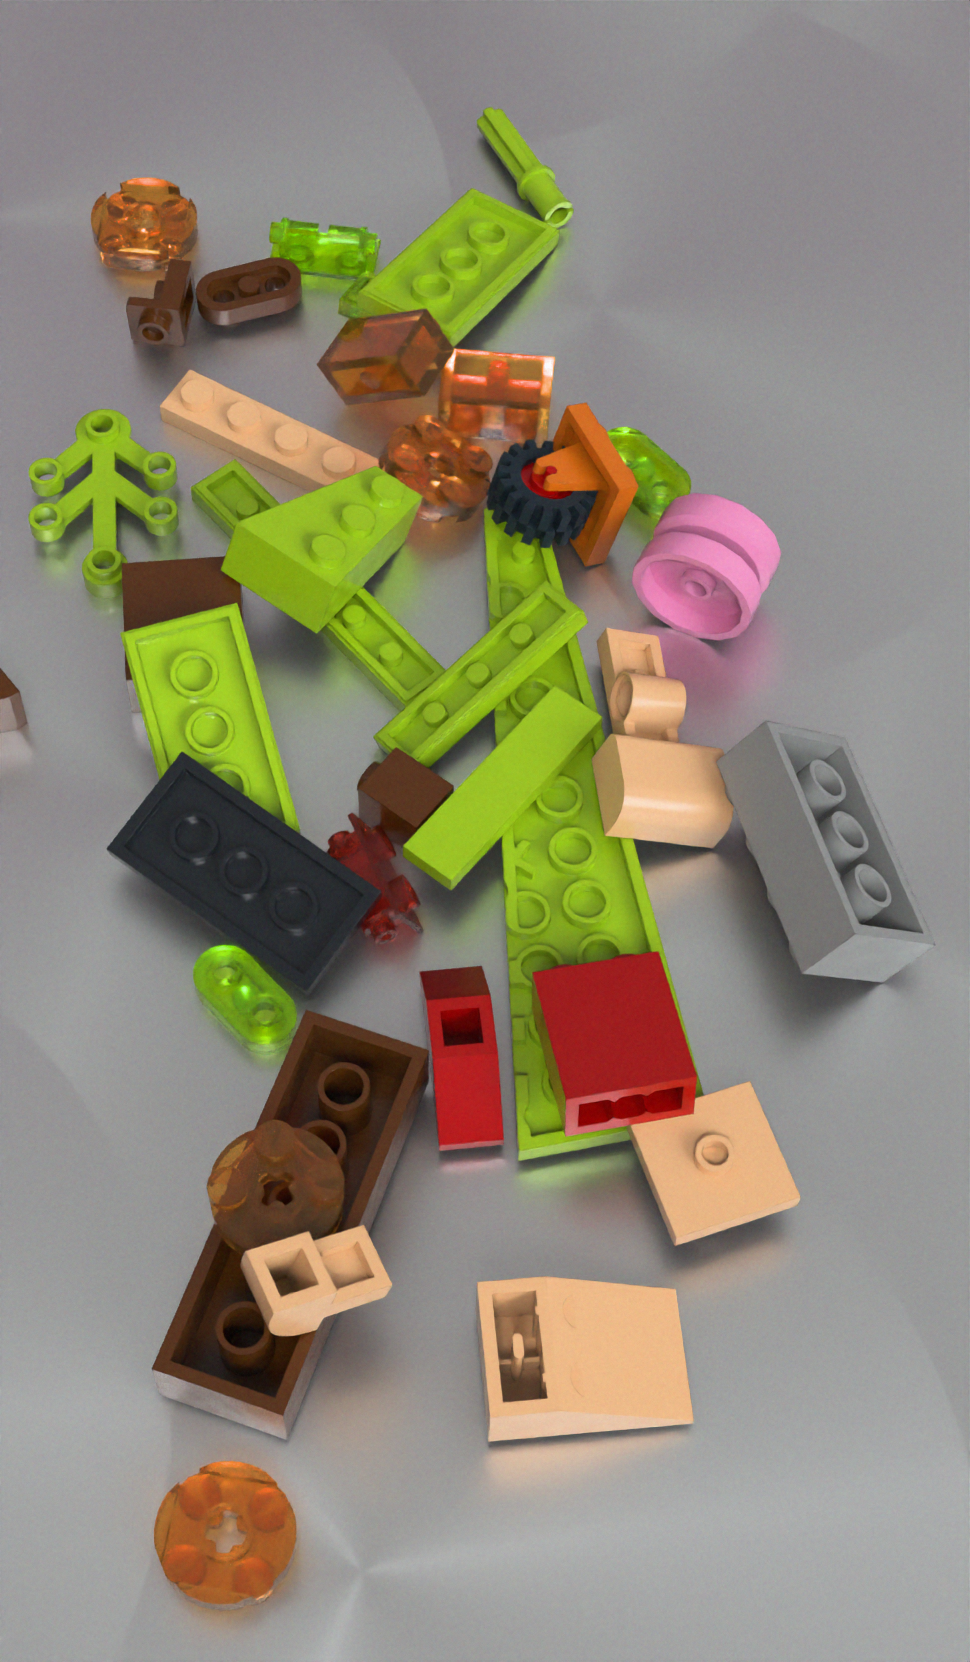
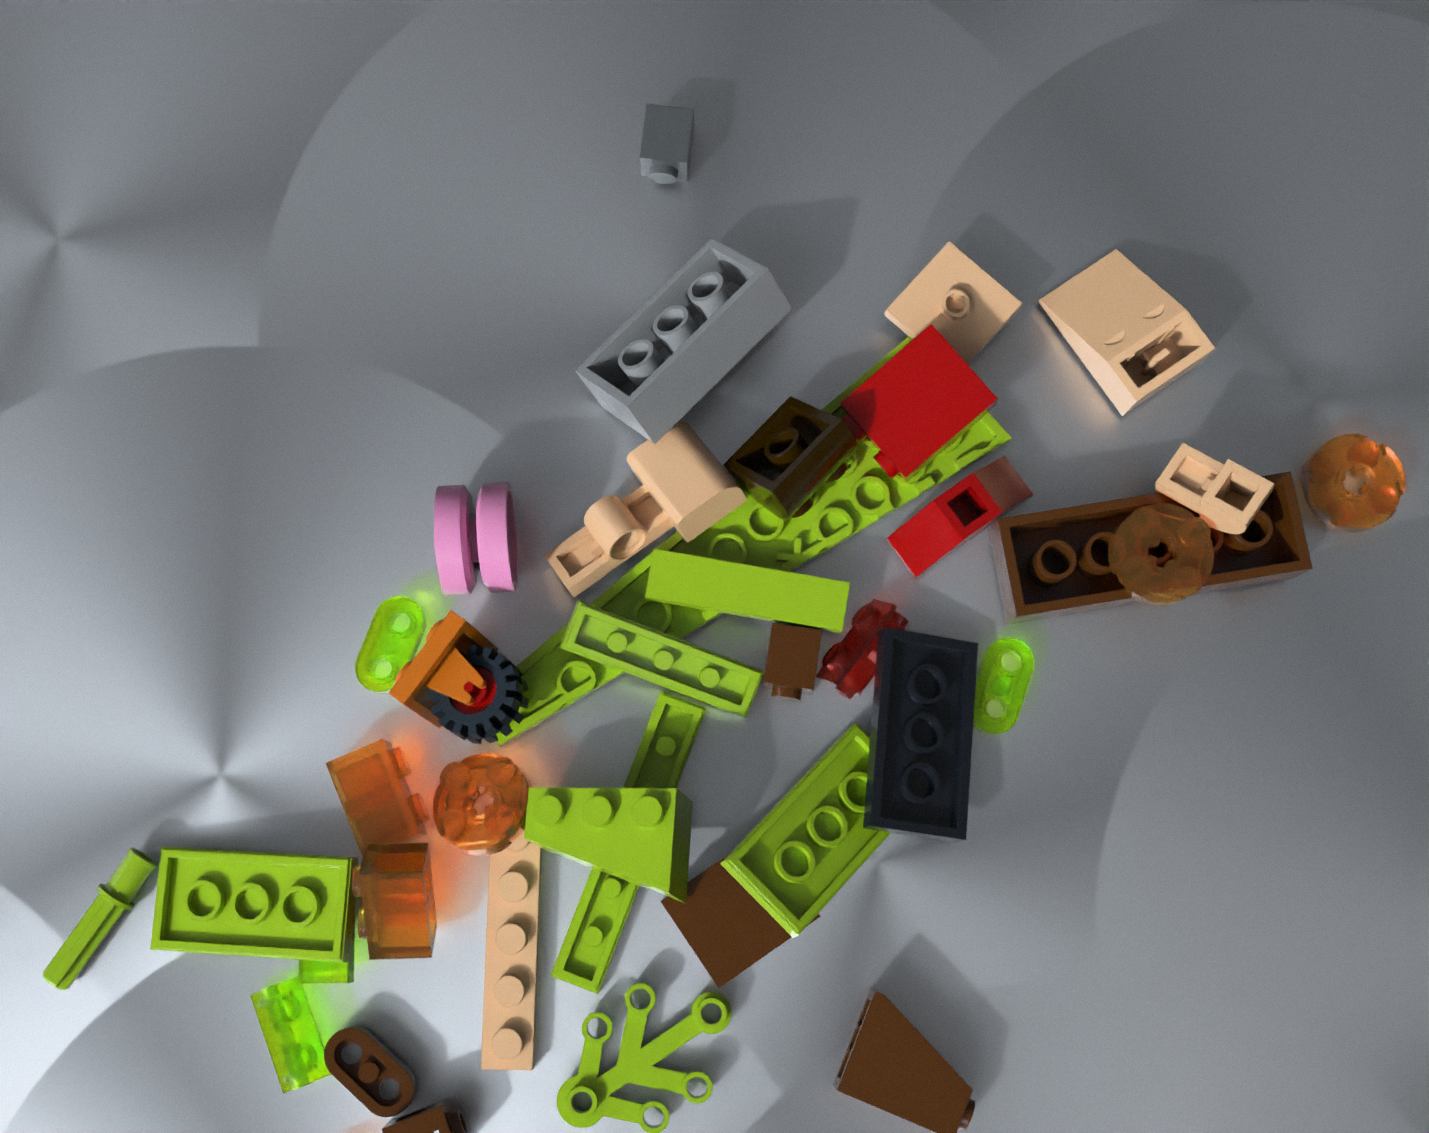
camera: 120 degrees left, 20 degrees up
(621, 881) = (792, 457): none -> dark brown brick

